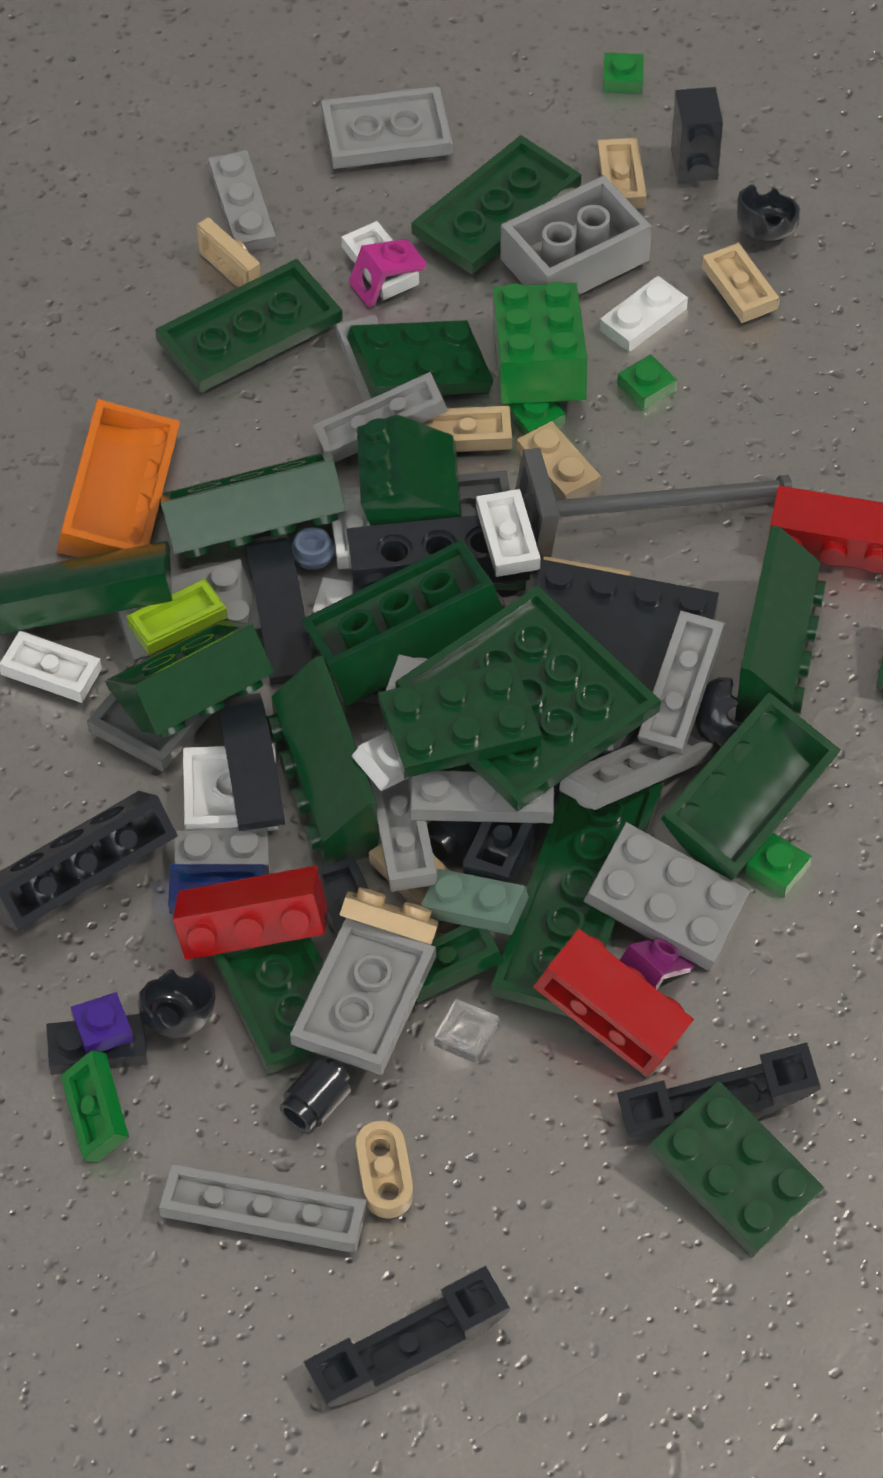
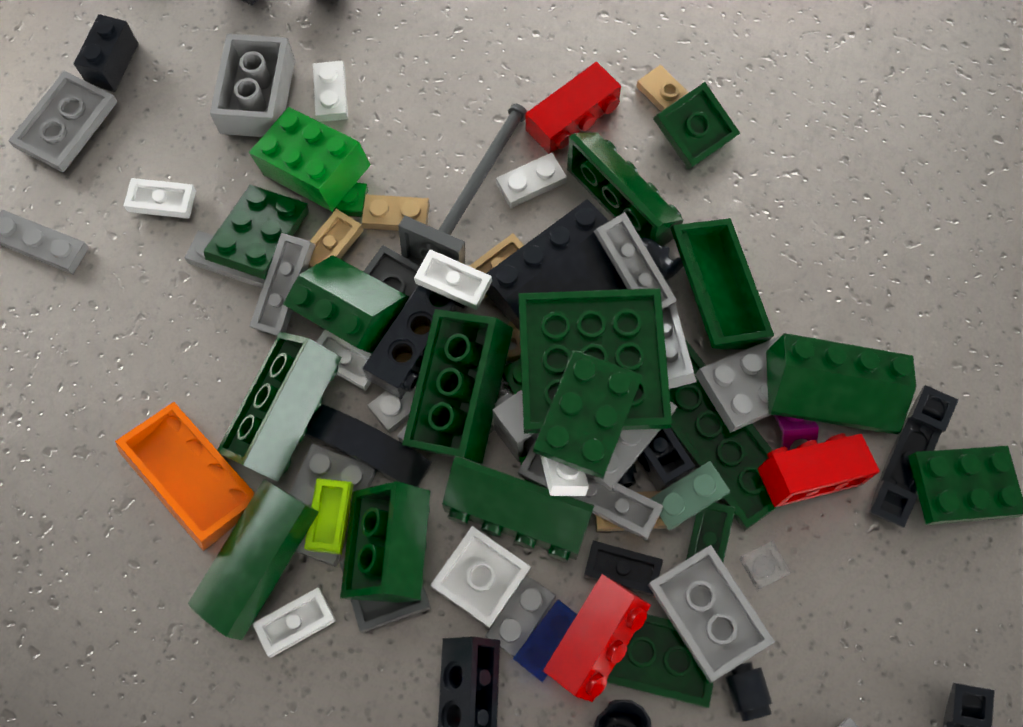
camera: 50 degrees left, 15 degrees up
(226, 254) = (75, 280): tan plate -> none
(248, 325) = (137, 308): dark green plate -> none
(251, 762) = (481, 553): black slope -> none
(313, 548) = (340, 395): sand blue plate -> none
(382, 261) = (168, 196): dark pink bracket -> none
(384, 1172) = (828, 688): tan plate -> none
(410, 921) = (665, 555): tan plate -> none
(469, 217) = (179, 107): dark green plate -> none
(492, 104) = (106, 52): none -> black brick
(623, 167) = (217, 23): tan plate -> none
(647, 382) = (380, 125): green plate -> none
(715, 553) = (531, 180): none -> white plate
(732, 962) = (839, 383): none -> dark green slope
(740, 282) = (356, 27): tan plate -> none
(778, 865) = (776, 305): green plate -> none

